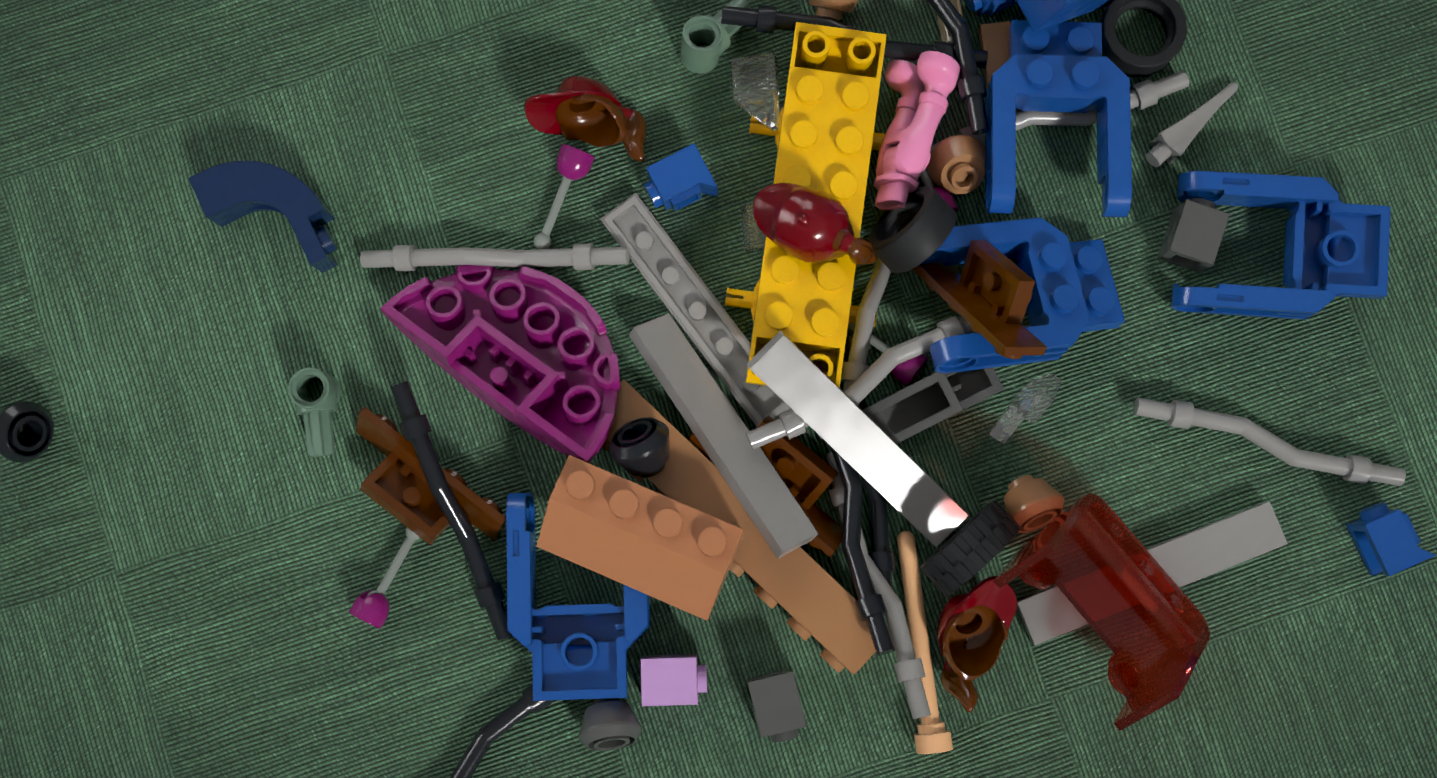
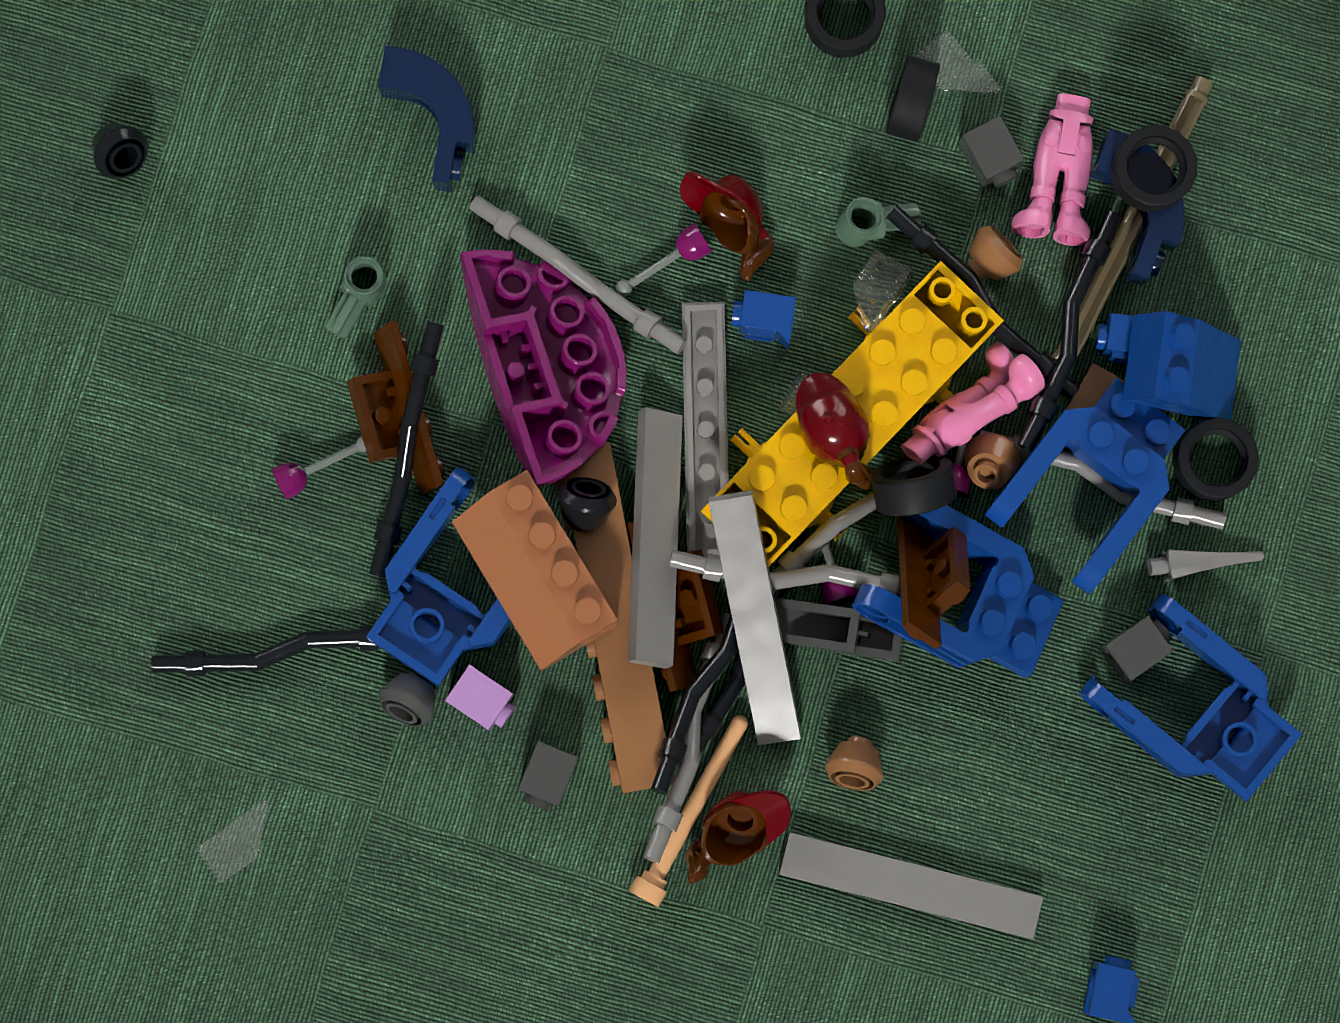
camera: 25 degrees right, 0 degrees up
(970, 548) = (781, 761): black tyre -> none
(1028, 404) = (912, 684): clear slope -> none
(1123, 598) = (871, 878): clear red windscreen -> none
(1352, 468) = (1129, 919): light grey bar -> none

